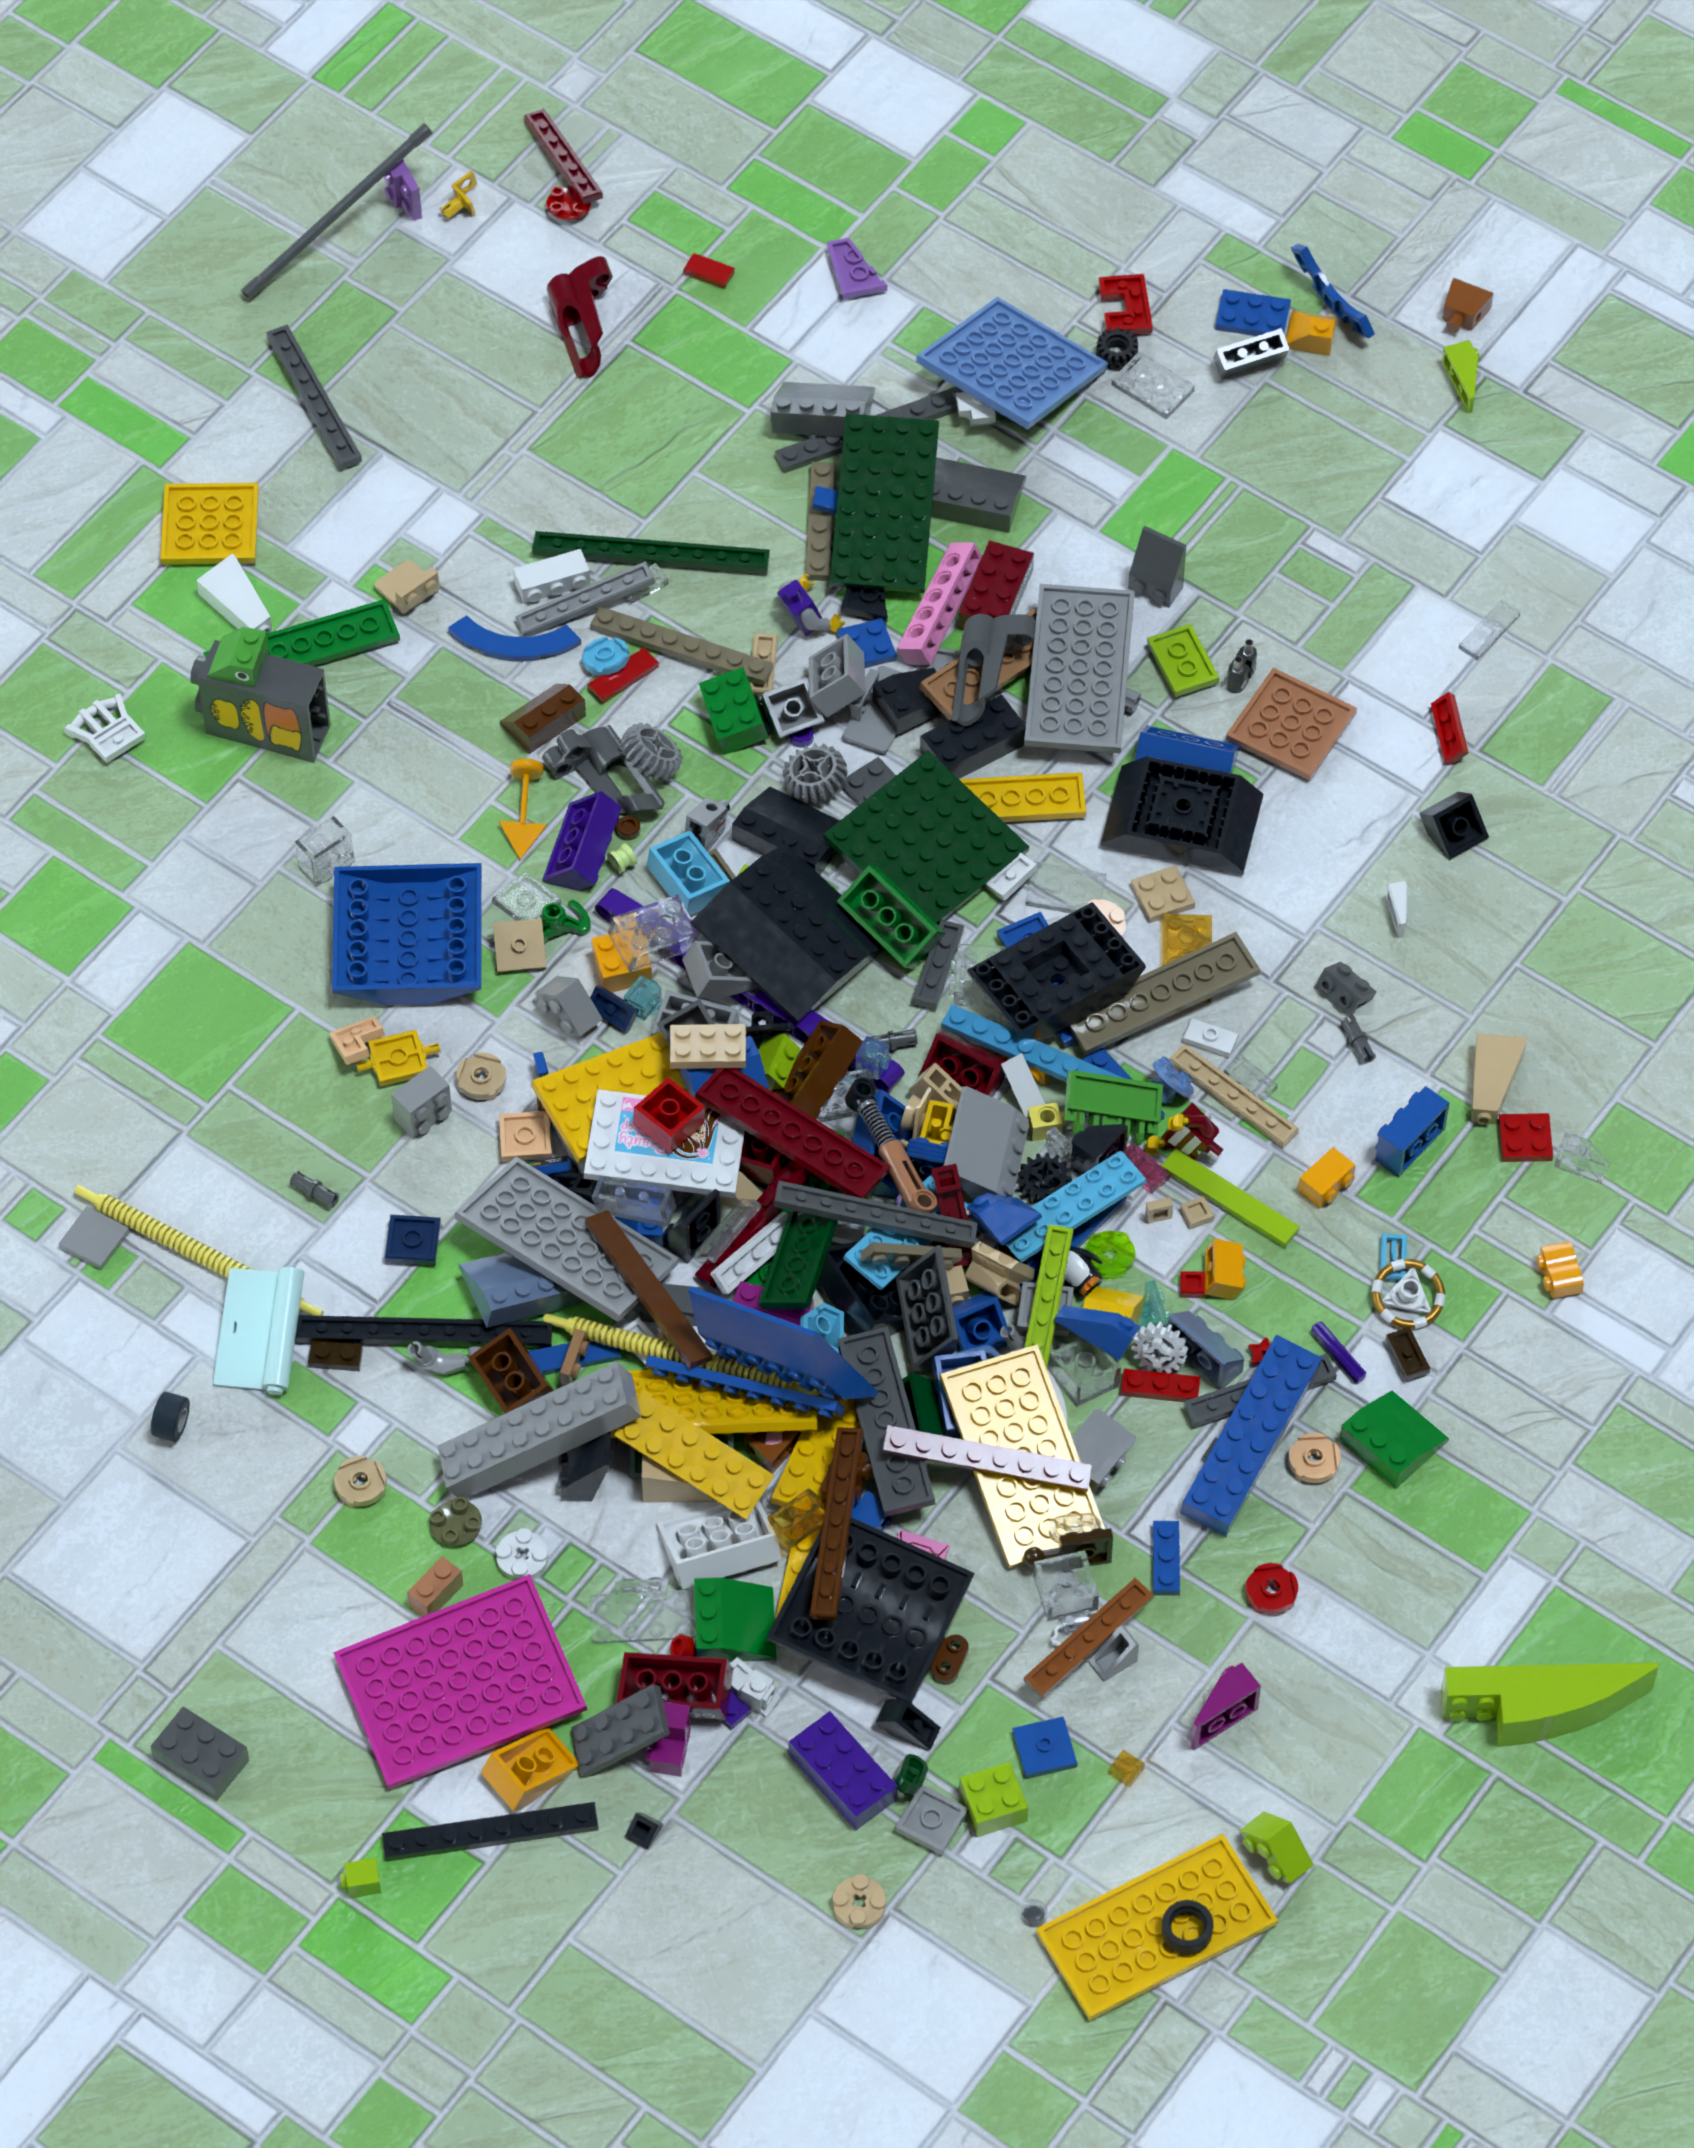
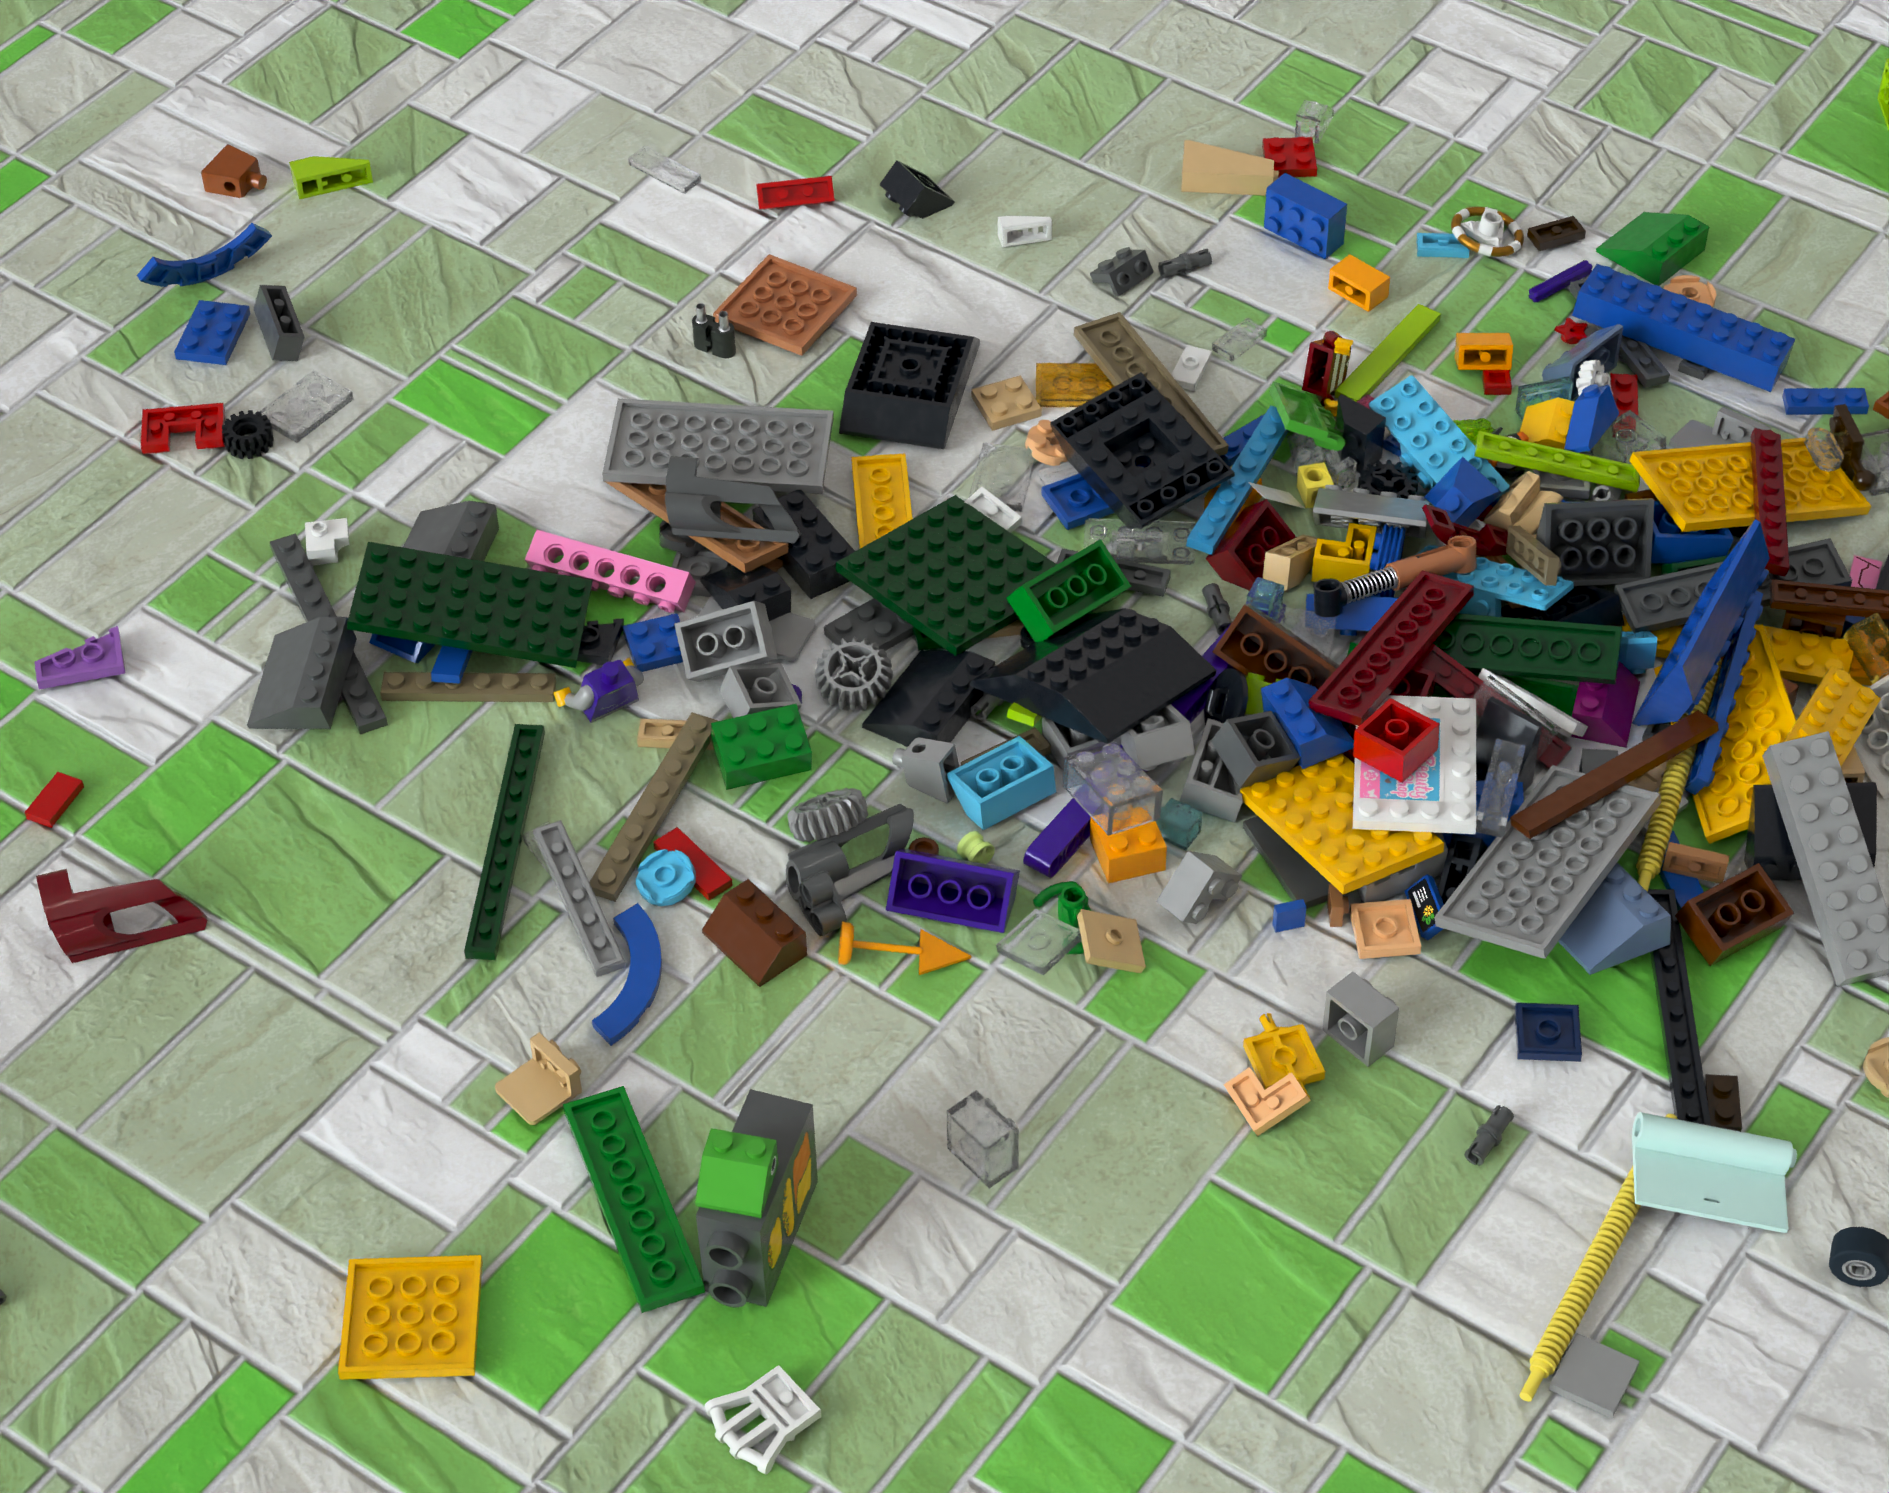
camera: 90 degrees left, 10 degrees down
(233, 595) = (549, 1274): white slope -> none
(314, 397) = (198, 1207): dark grey plate -> none
(407, 932) = (1105, 1040): blue slope -> none
(436, 1361) = (1717, 992): light grey arm -> none
(481, 1089) = (1297, 989): tan plate -> none
(552, 576) = (539, 933): white brick -> none
(614, 1008) = (1201, 840): dark blue plate -> none
(708, 1046) = (1291, 713): tan plate -> none
(875, 1214) = (1488, 582): dark grey plate -> none
(915, 1114) = (1330, 564): tan hat -> none
(997, 582) = (595, 520): dark red brick -> none
(1012, 362) = (266, 506): medium blue plate -> none
(1158, 567) = (582, 385): dark grey slope -> none
(1172, 1080) = (1257, 388): medium blue plate -> none
(1183, 660) = (698, 381): lime plate -> none
(1187, 749) = (825, 372): blue slope -> none
(1197, 1212) = (1402, 373): tan tile -> none
(1234, 1096) = (1260, 353): tan tile -> none
(1272, 1602) = (1855, 333): red plate -> none
(1311, 332) = (245, 278): light orange slope -> none
(1560, 1270) = (1444, 133): light orange brick -> none

